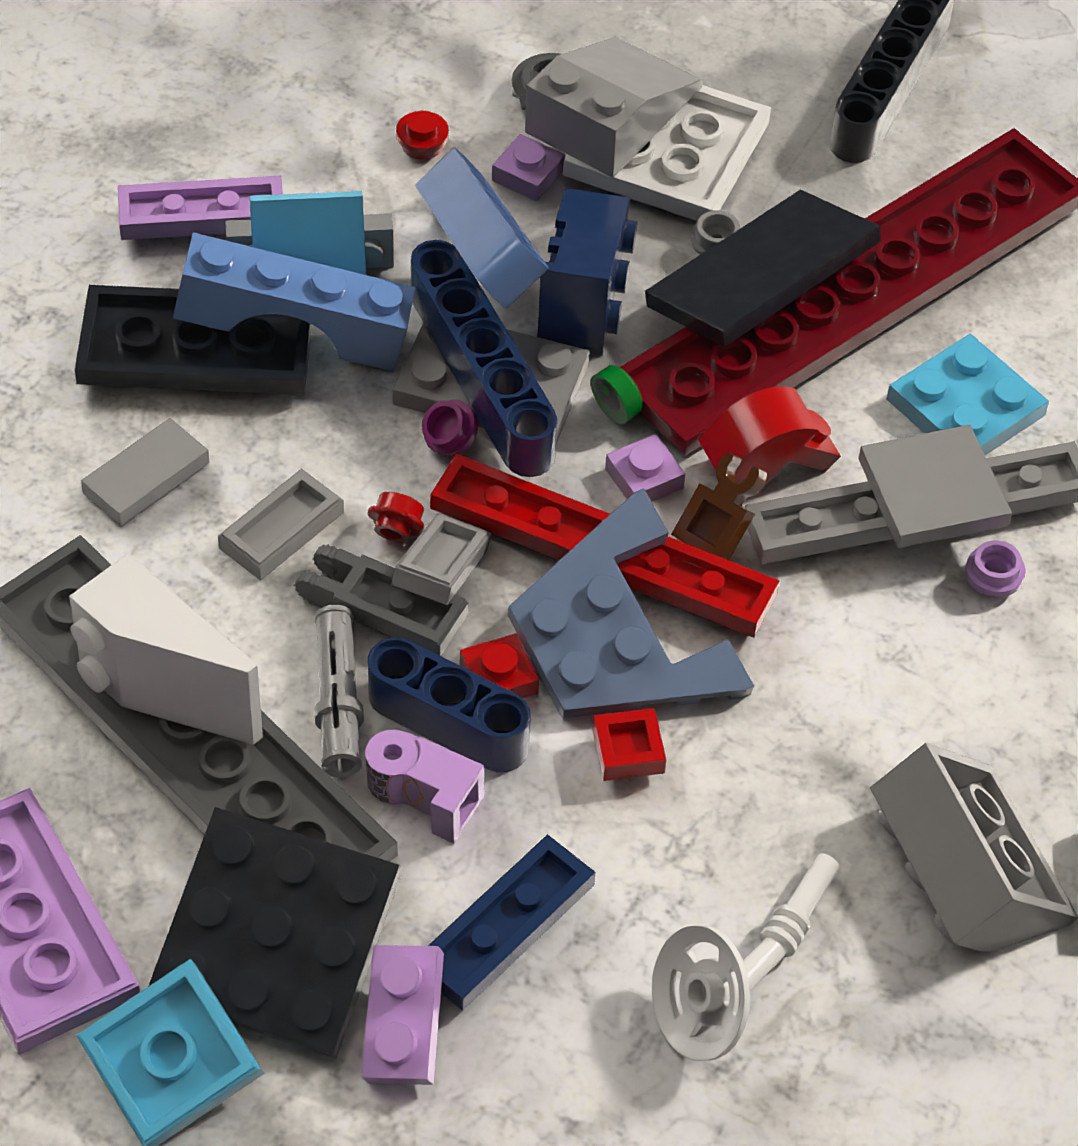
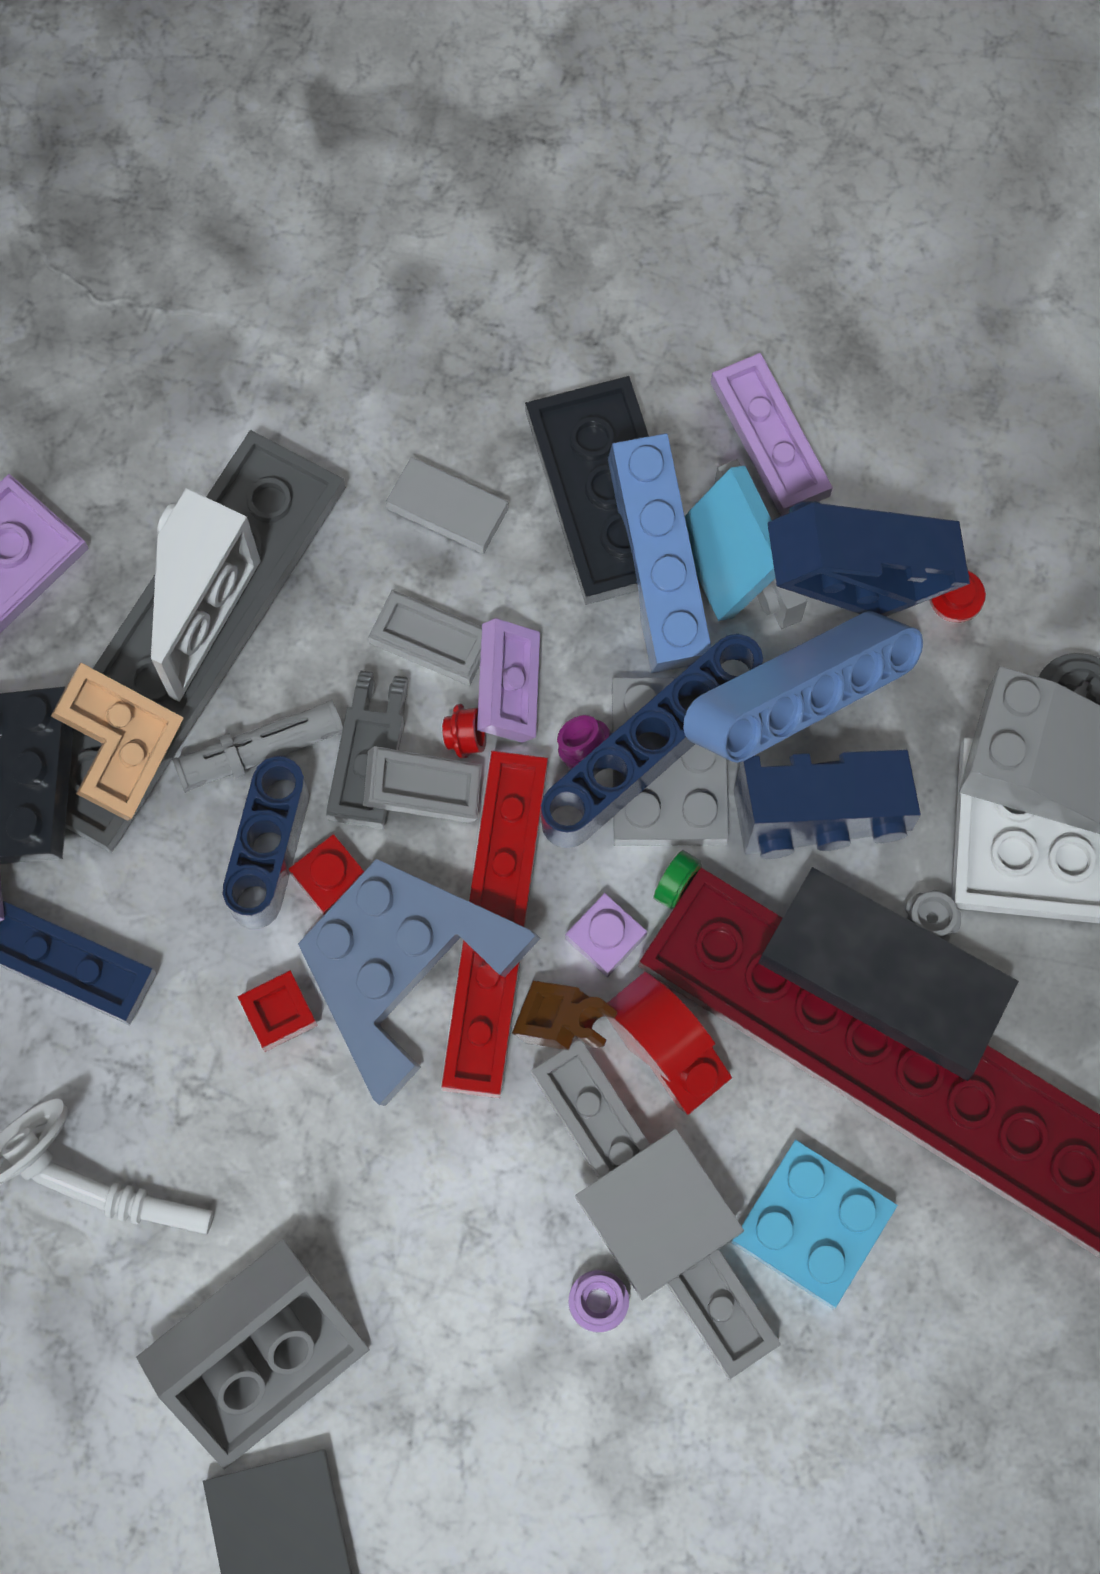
camera: 75 degrees right, 20 degrees up
(293, 767) = (132, 737): none -> light nougat plate
(343, 461) = (508, 680): none -> lavender plate
(378, 141) = (866, 557): none -> dark blue wedge
(426, 778) = (185, 851): lavender leg -> none
(528, 167) = (954, 707): lavender plate -> none

